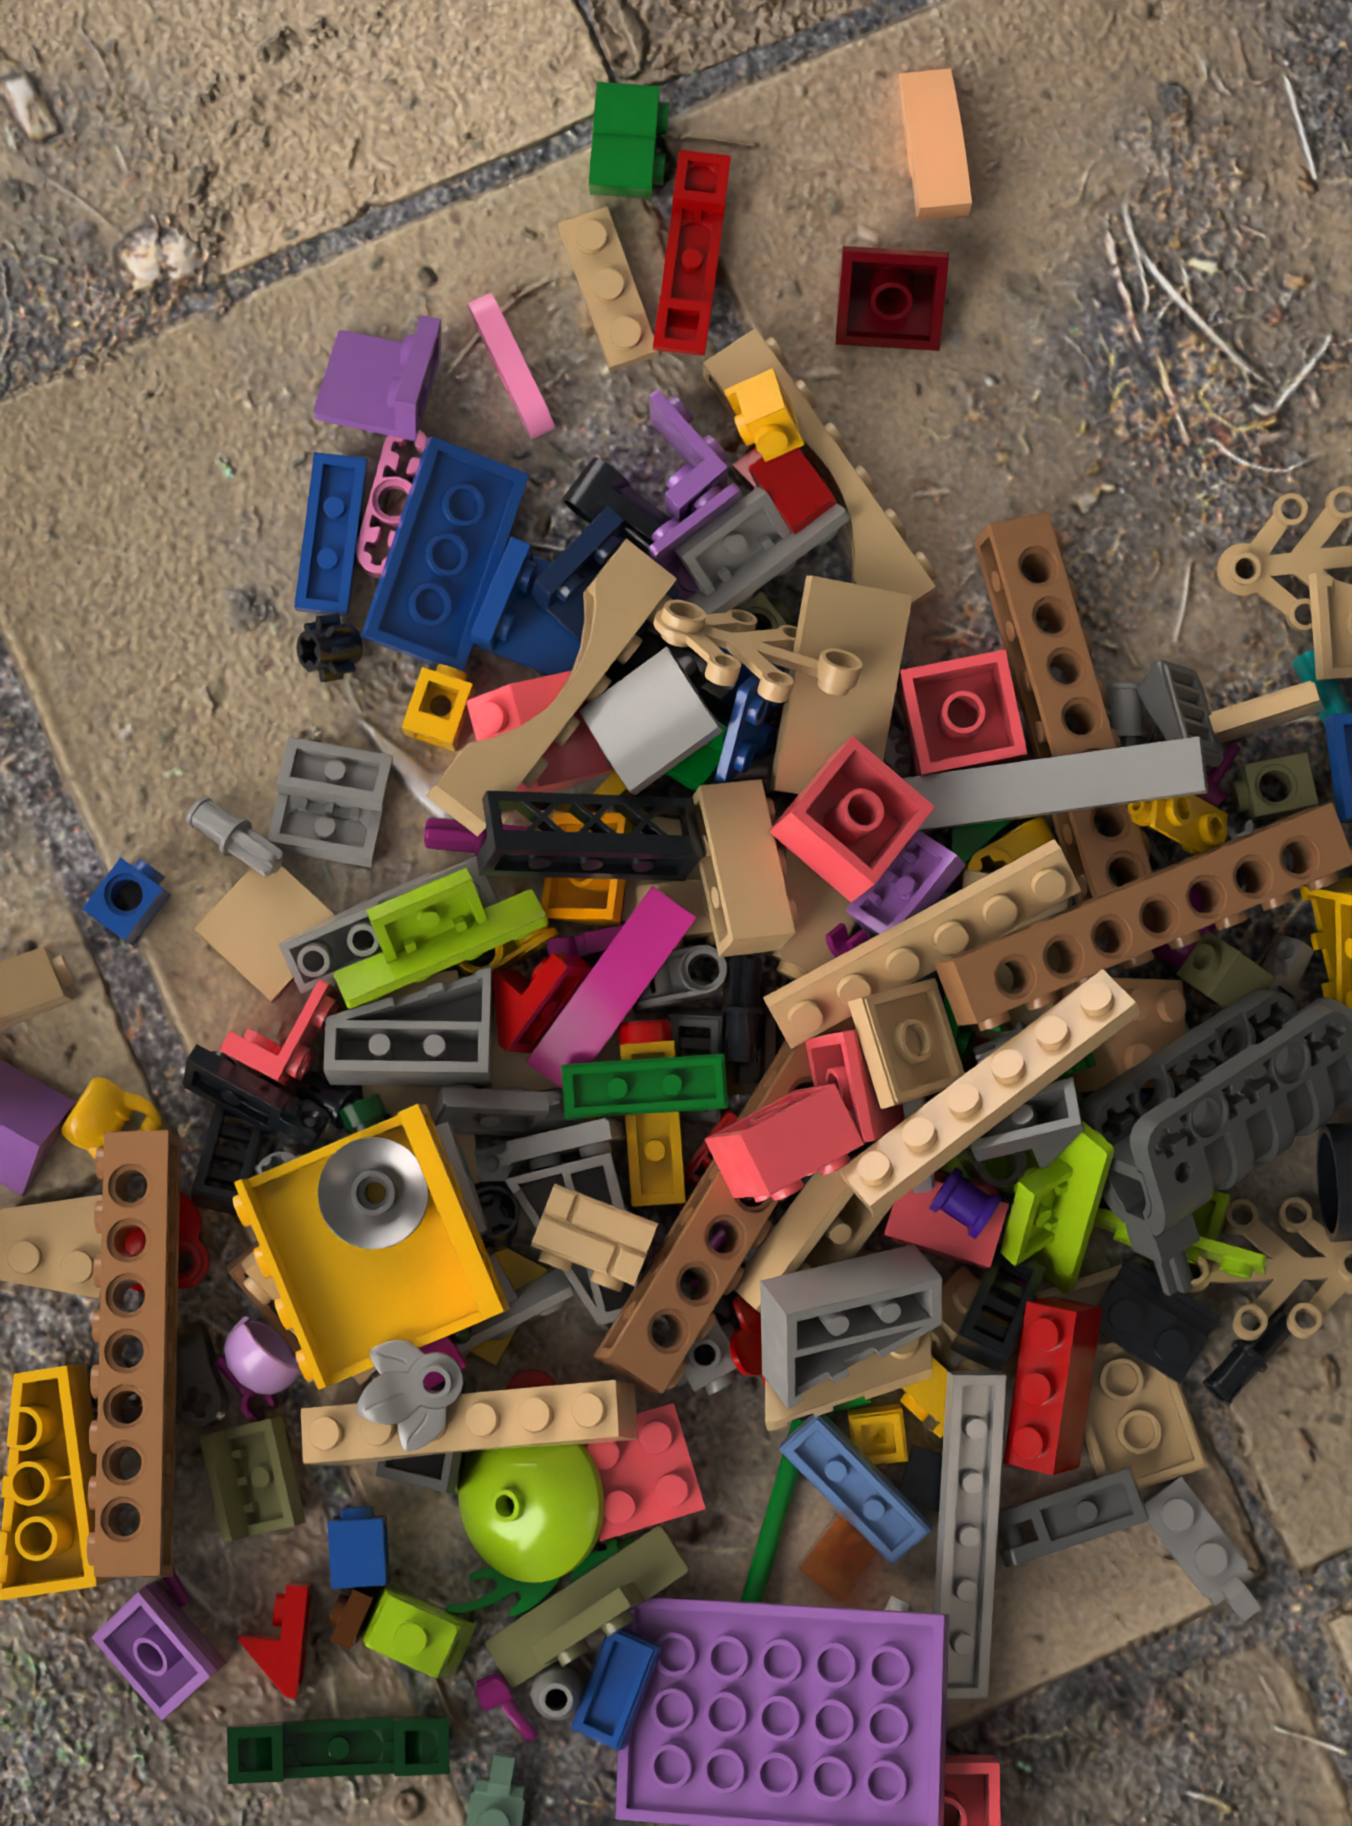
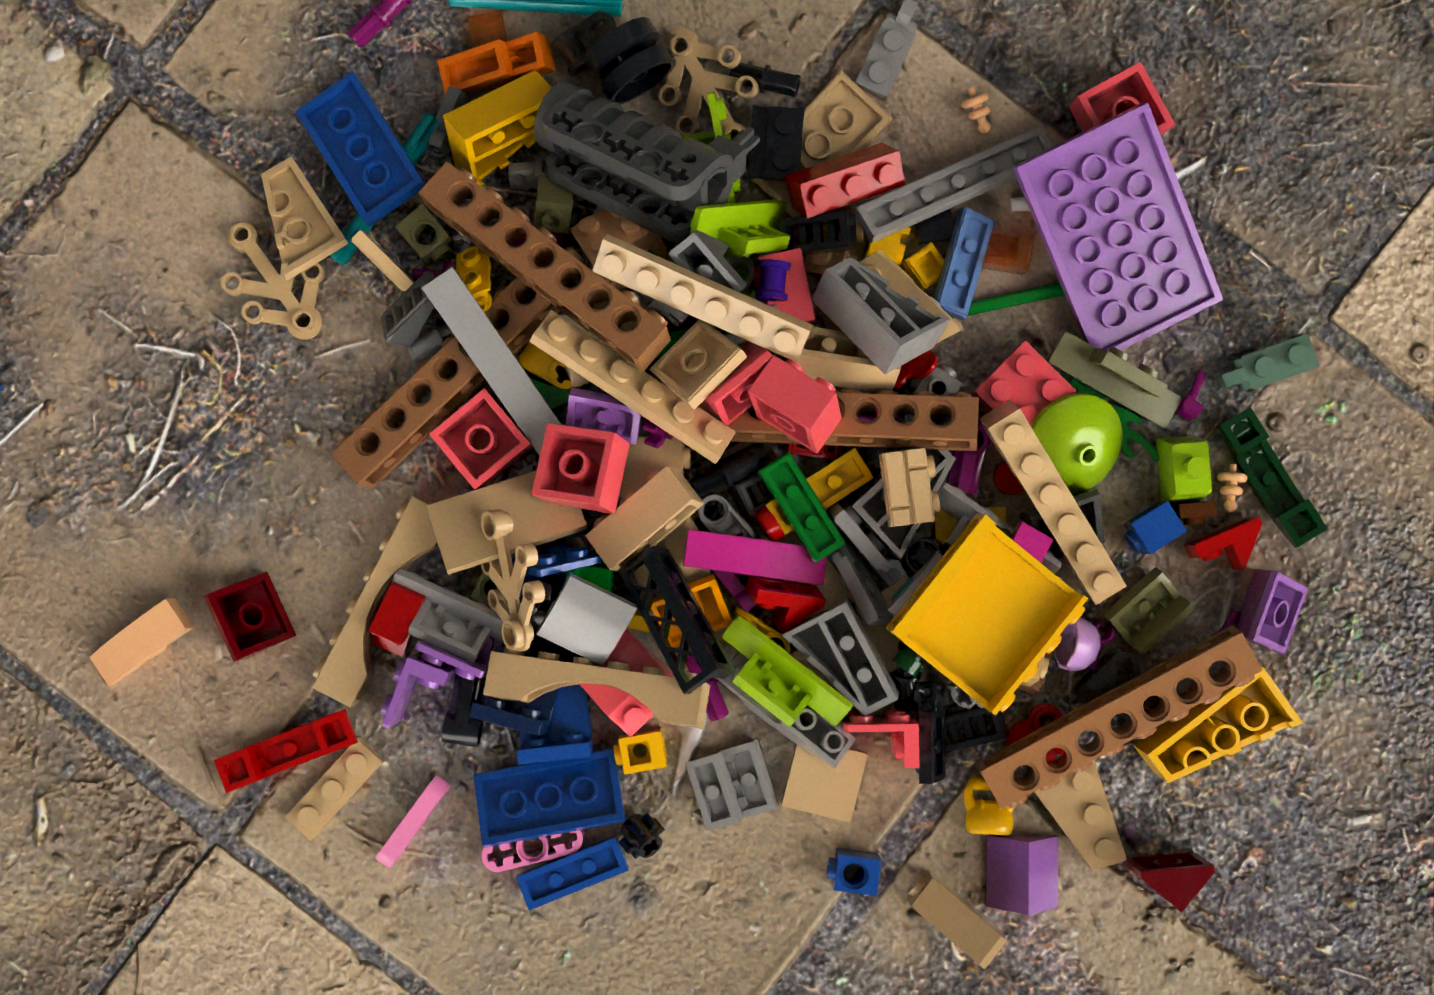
camera: 115 degrees left, 5 degrees up
(235, 836) = (783, 829): light grey axle -> none
(345, 1198) = (973, 636): flat silver dish -> none
(352, 1686) = (1231, 489): none -> light nougat hair
(381, 381) = (464, 894): medium lavender bracket -> none
(402, 1395) = (1061, 549): light grey plate -> none
(557, 1678) = (1165, 366): light grey cone -> none
(574, 1338) = (968, 465): none -> magenta piece
(617, 1688) = (1152, 337): blue tile -> none
(626, 140) = (238, 828): green brick -> none
(765, 415) = (363, 652): yellow brick -> none
(1052, 1625) = (979, 112): none -> light nougat hair
(1072, 1516) = (912, 131): dark grey plate -> none

